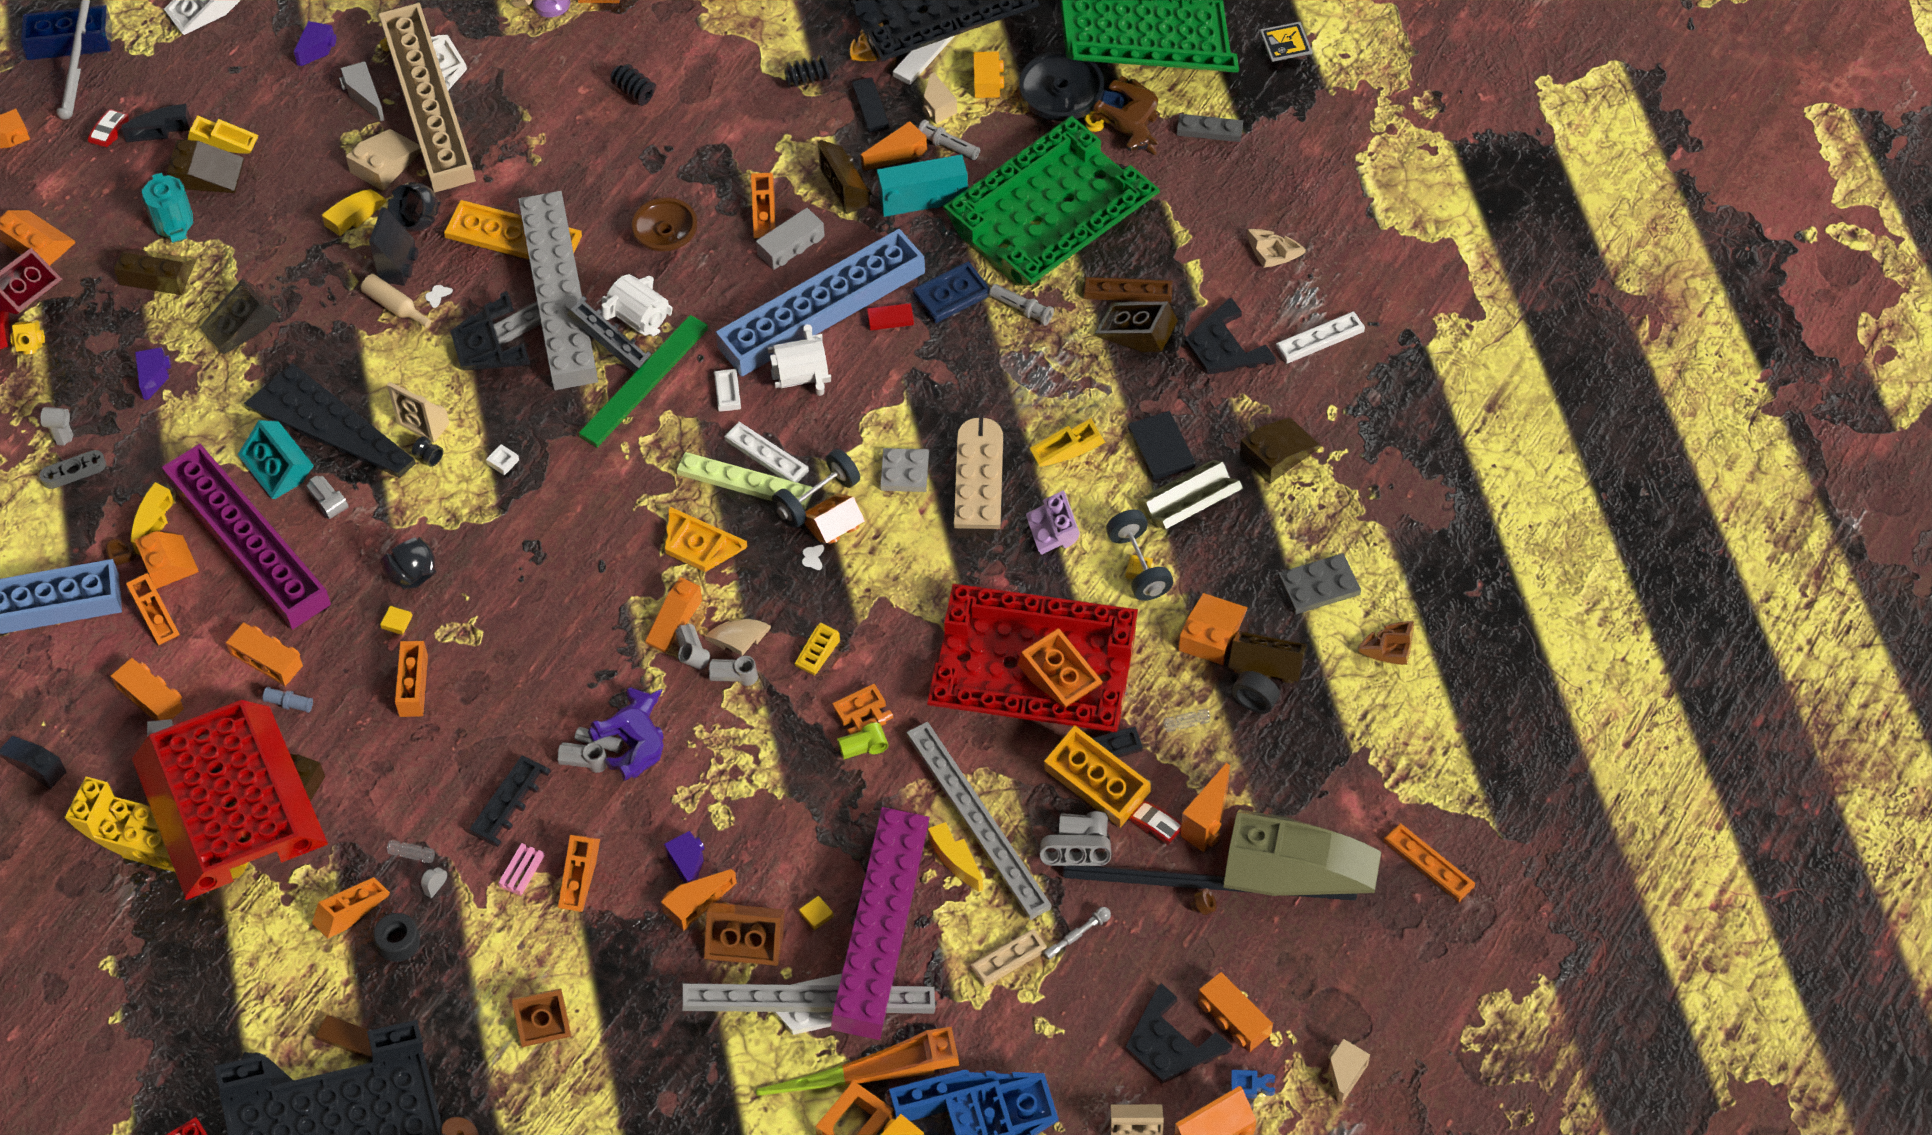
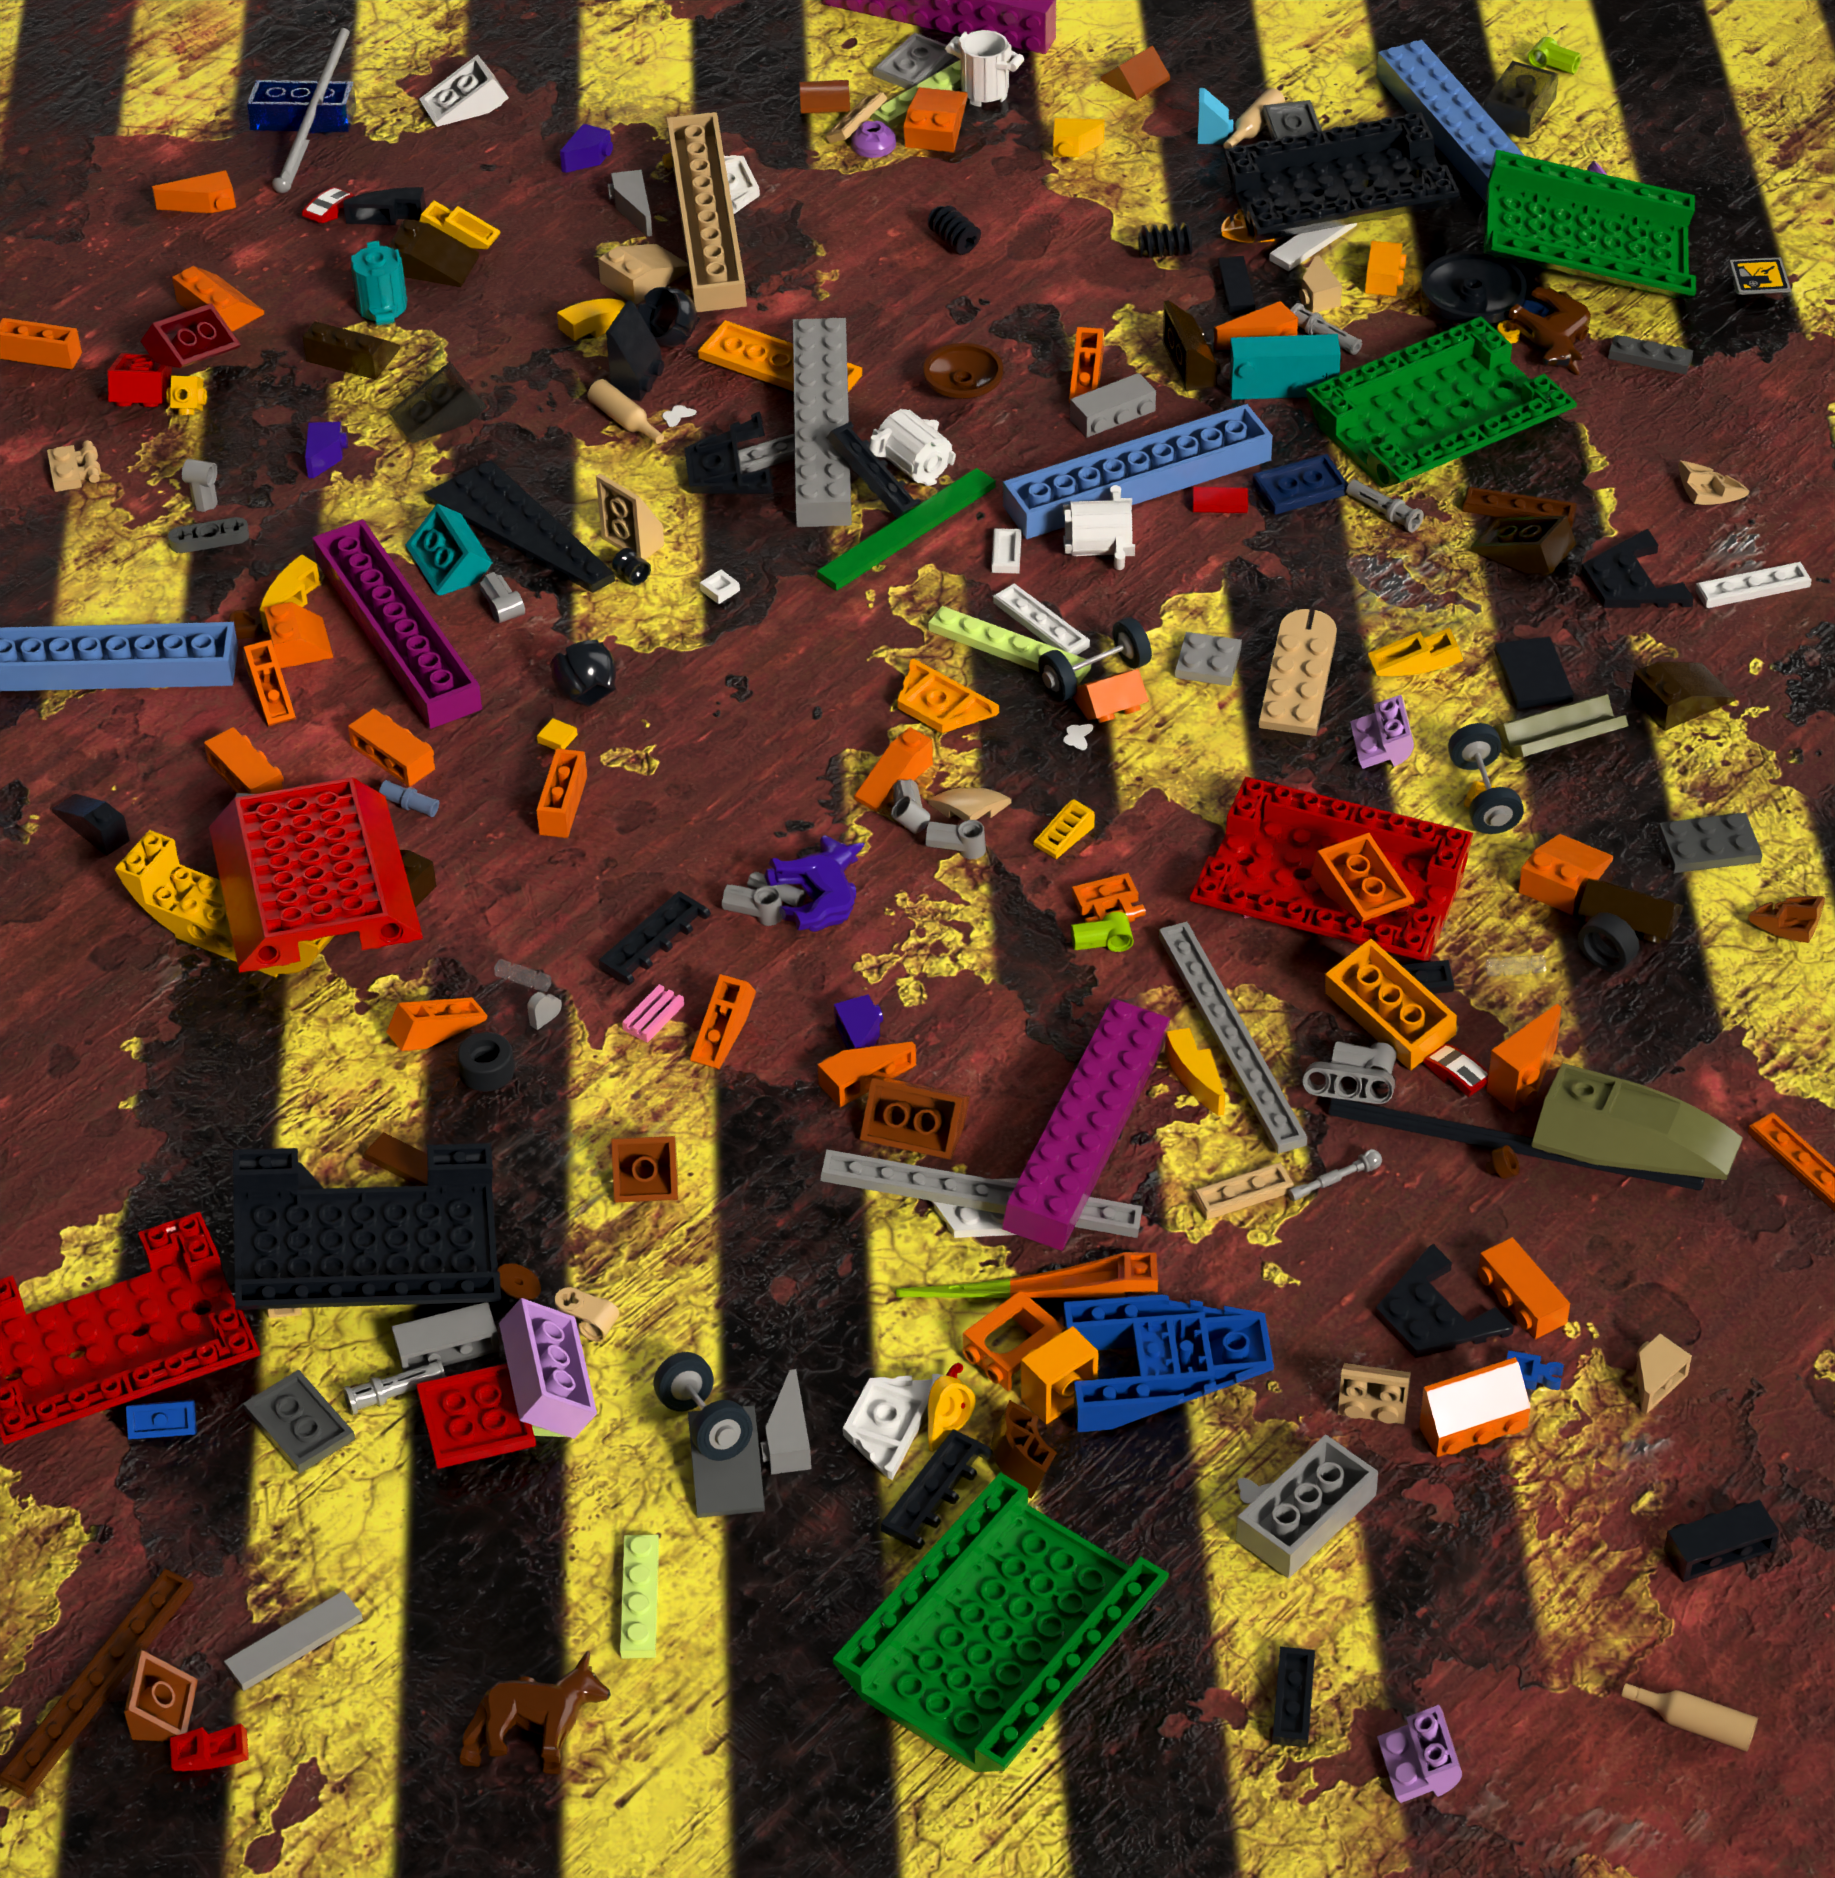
camera: 10 degrees right, 10 degrees down
(816, 913) = (1009, 1109): yellow tile -> none

